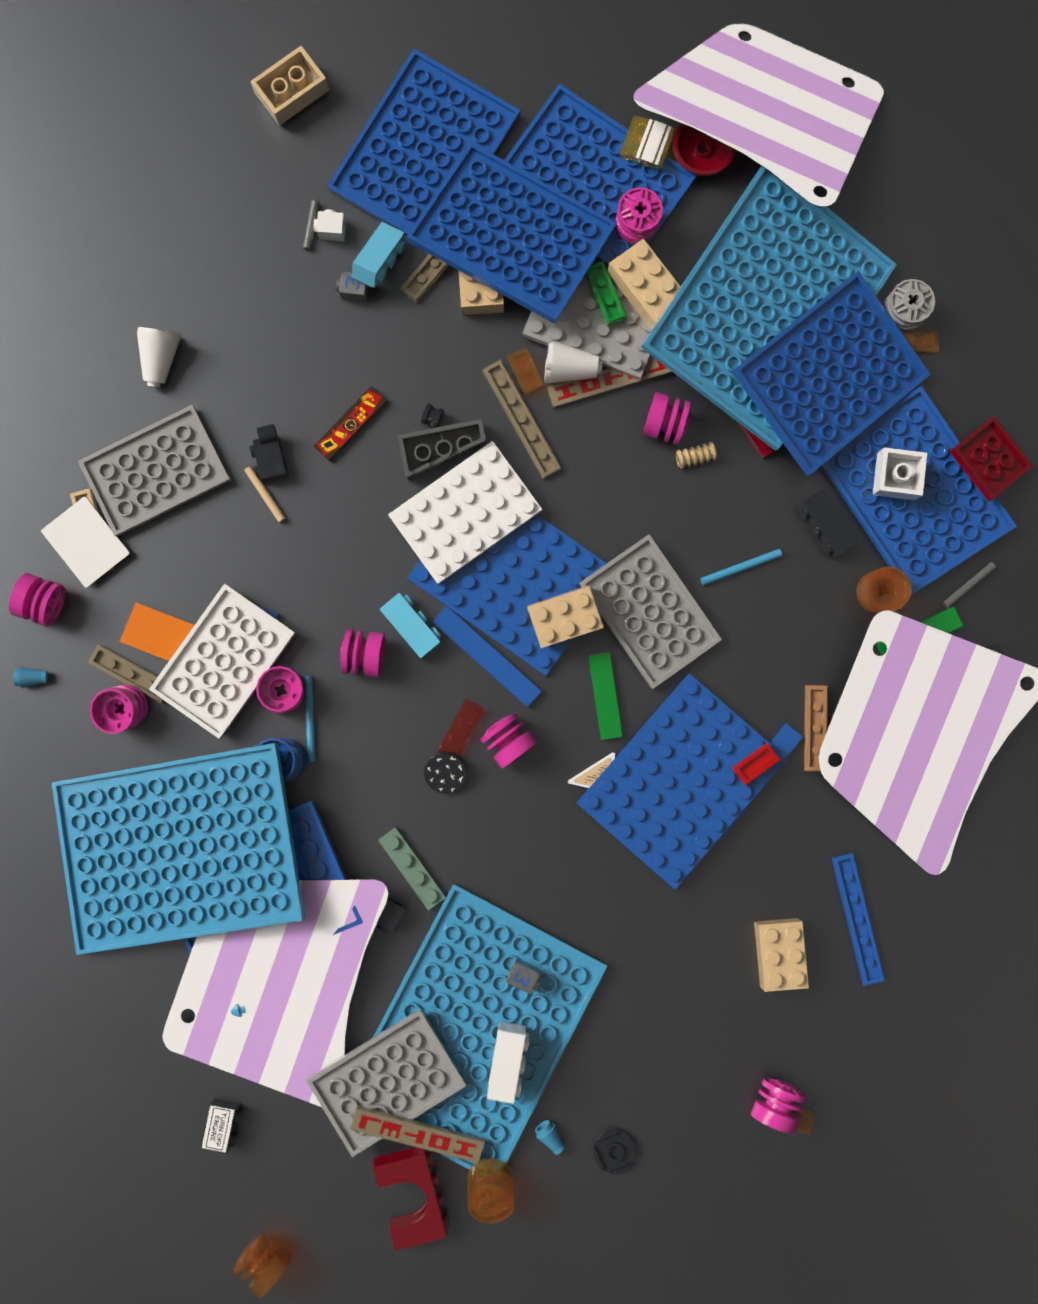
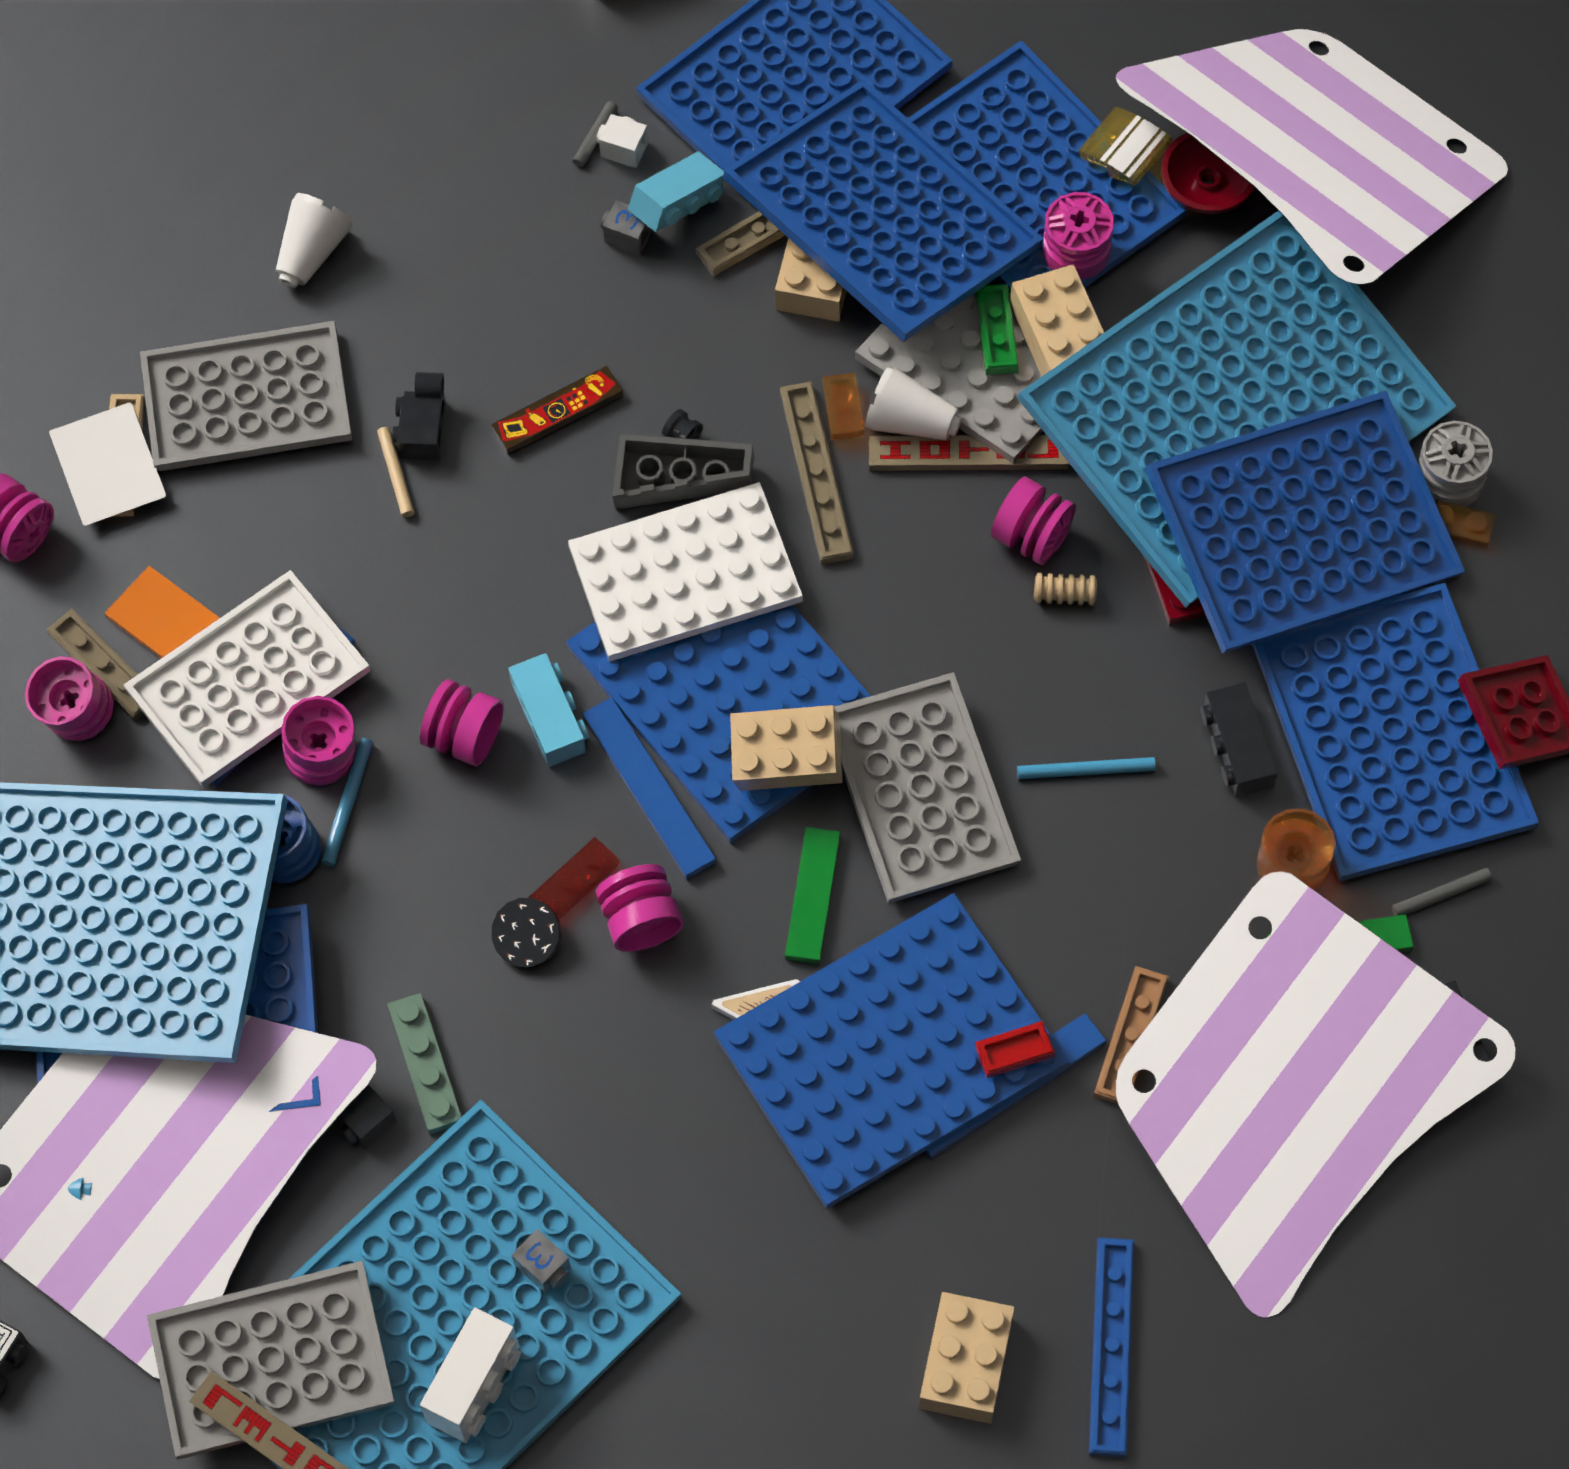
camera: 20 degrees right, 20 degrees down
(899, 474) = (1367, 689): white brick -> none

